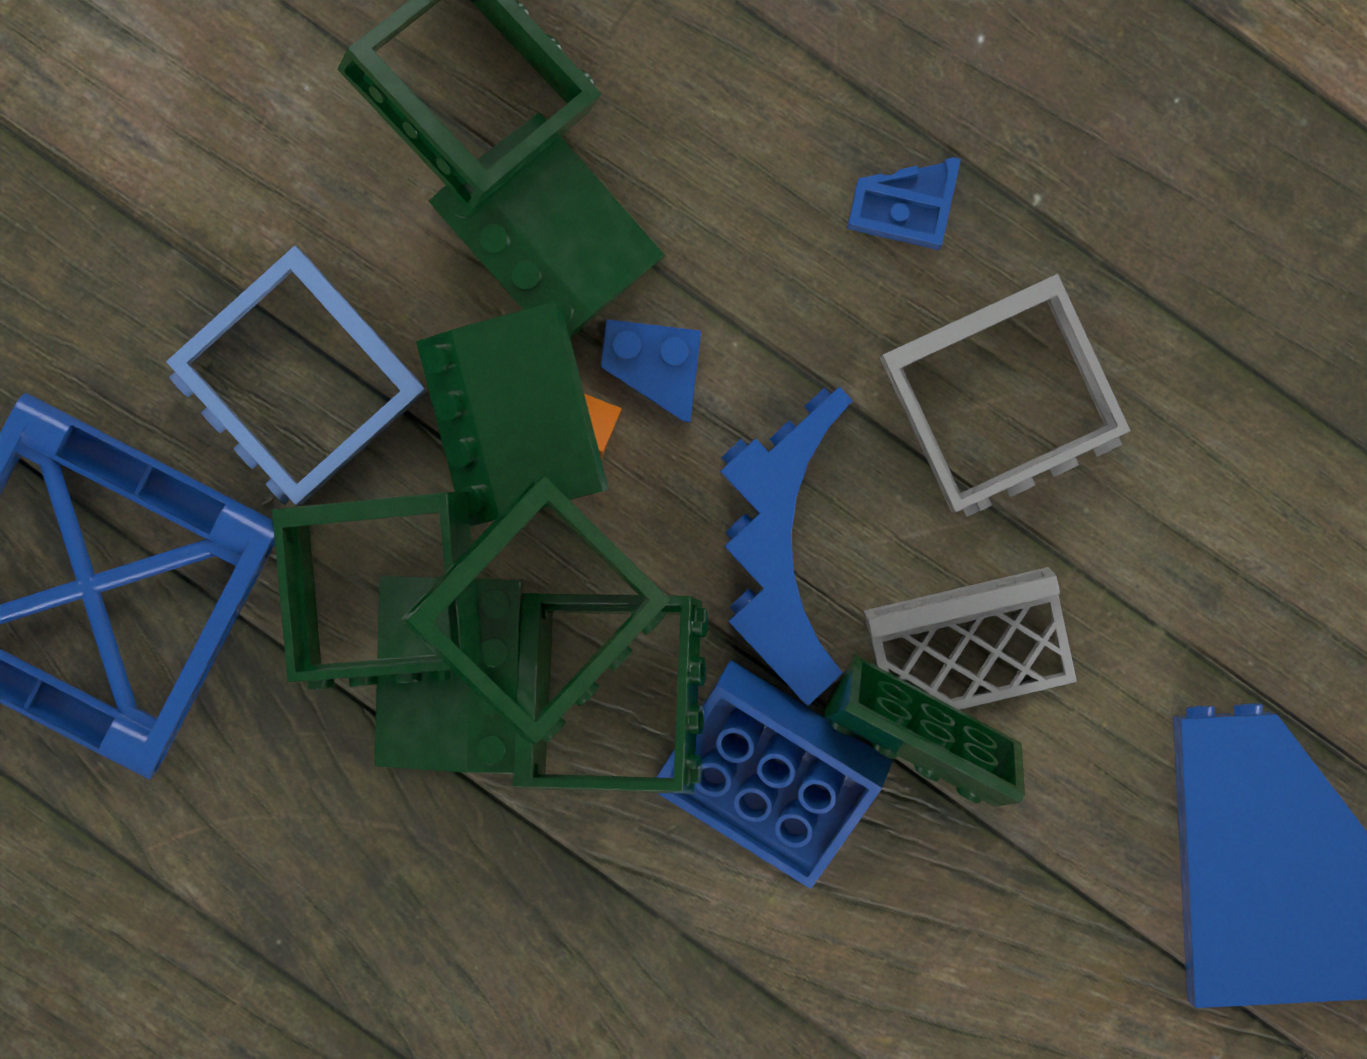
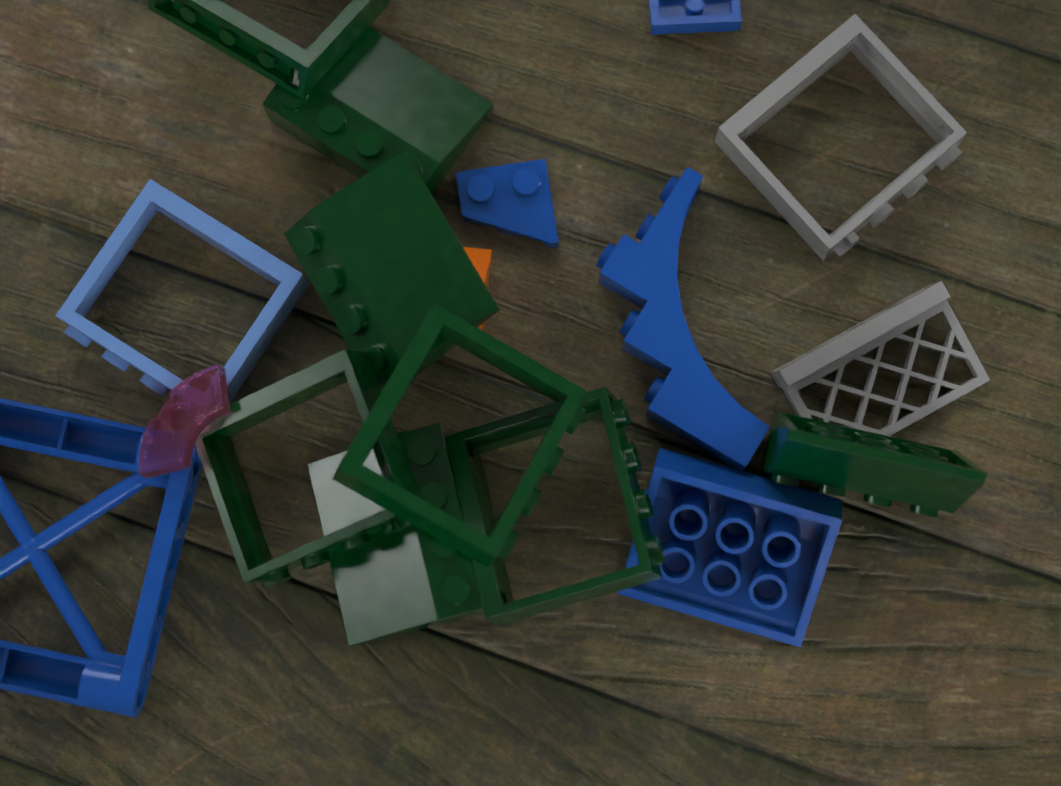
camera: 10 degrees left, 10 degrees down
(266, 507) = (184, 416): none -> clear pink tile

